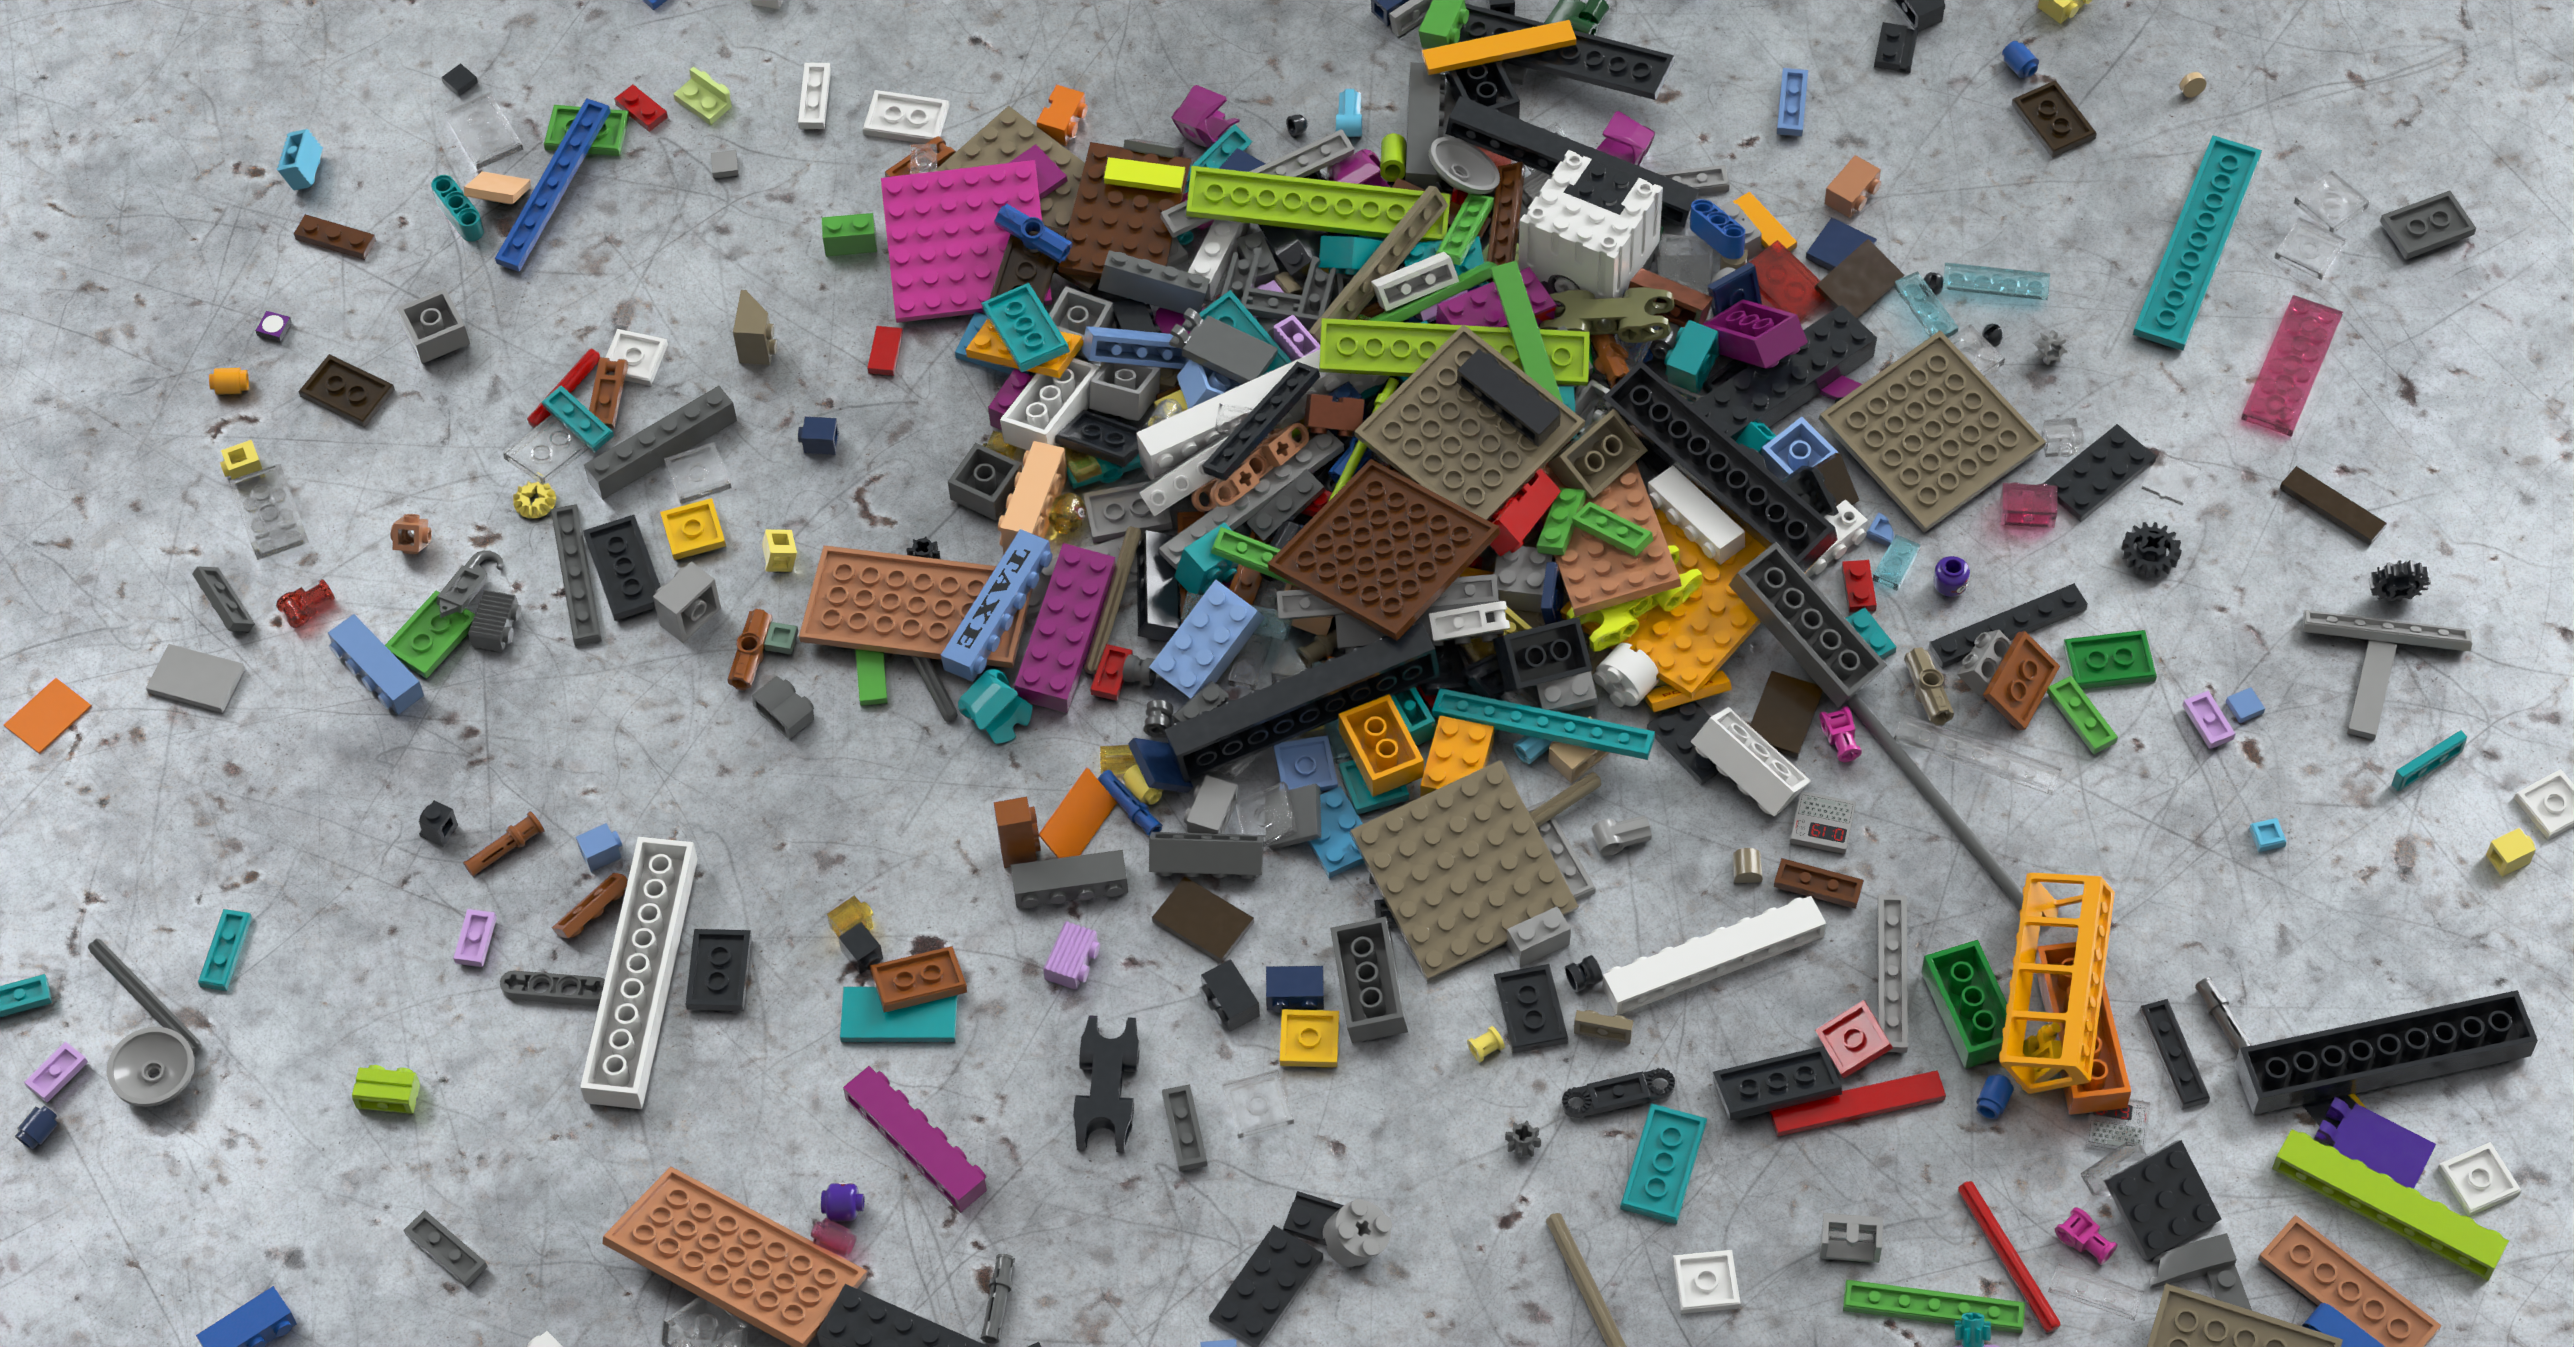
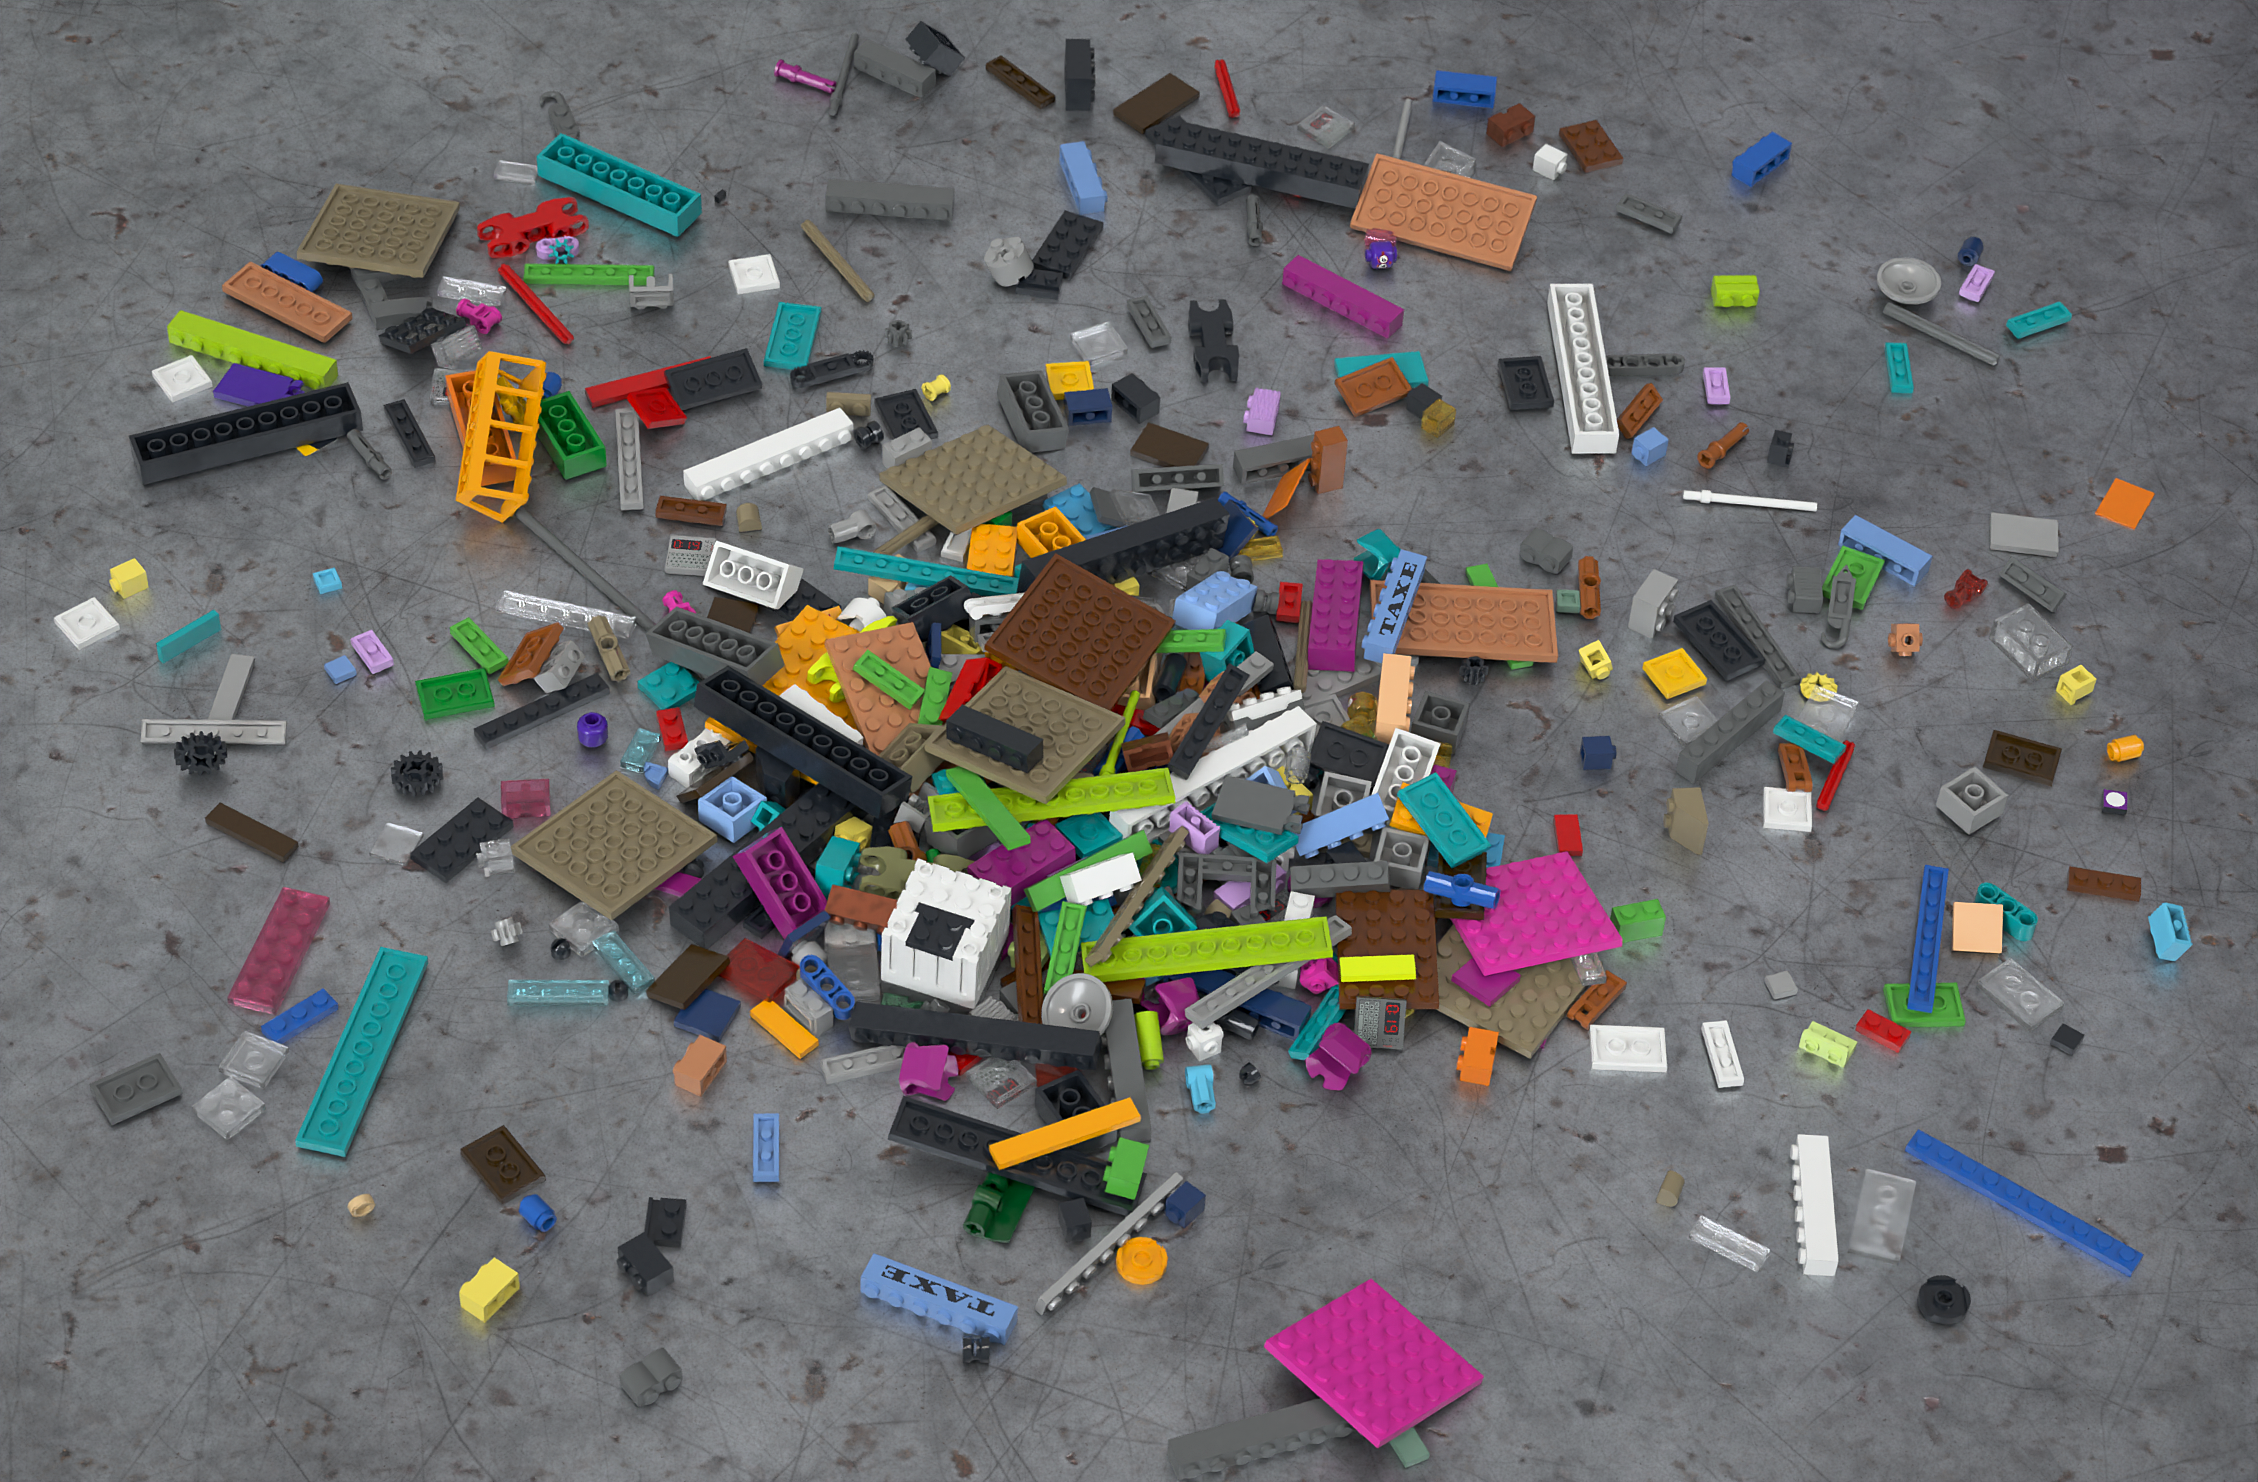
camera: 165 degrees right, 10 degrees down
(555, 772) = (1706, 496): none -> white bar
(2265, 288) = (300, 1017): none -> blue plate

